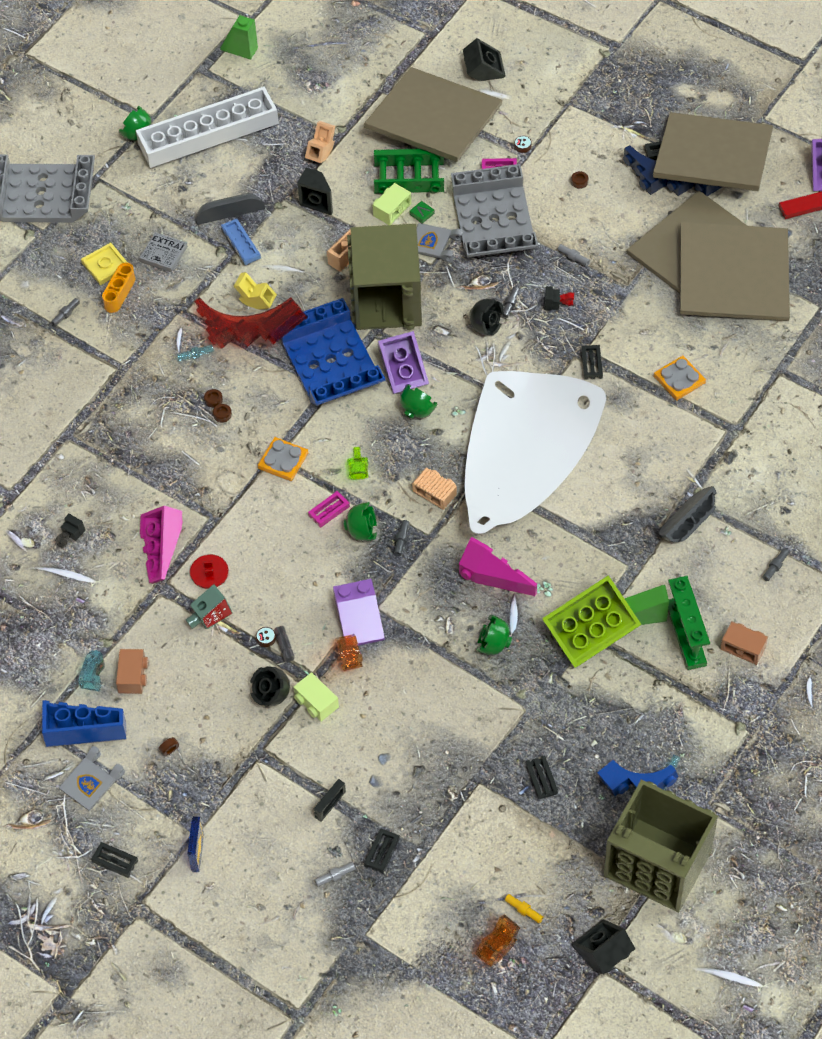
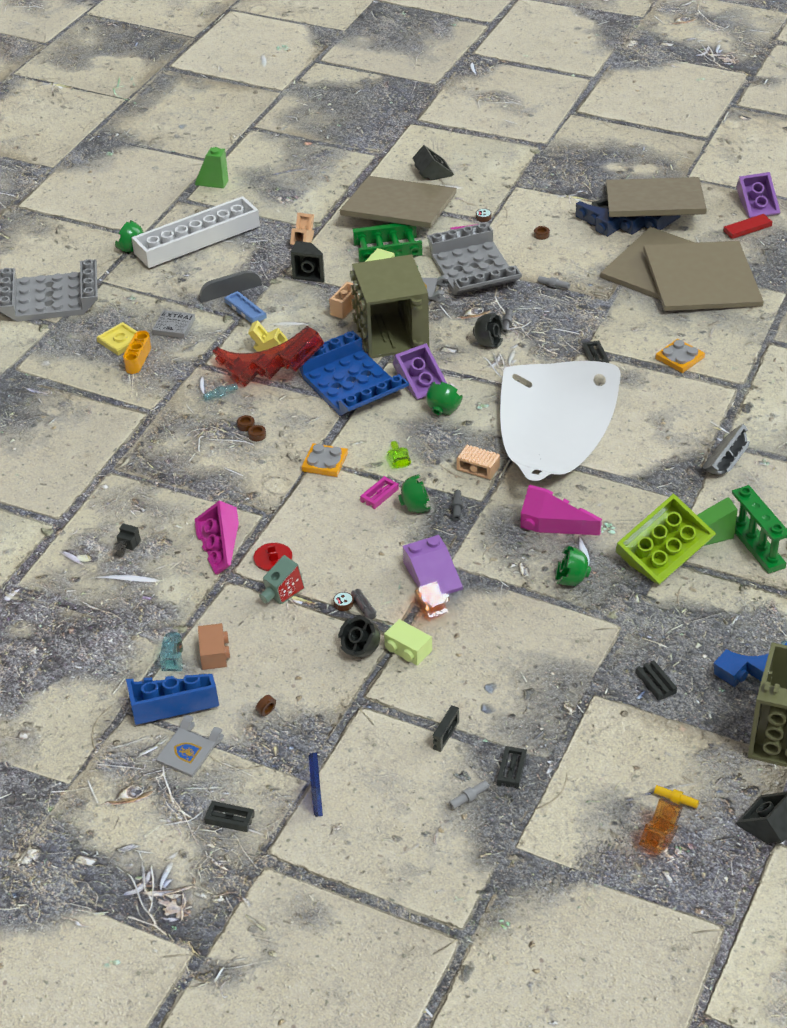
camera: 10 degrees left, 15 degrees down
(65, 312) = (88, 377): flat silver bar -> none
(553, 298) = (545, 313): pearl dark grey piece -> none

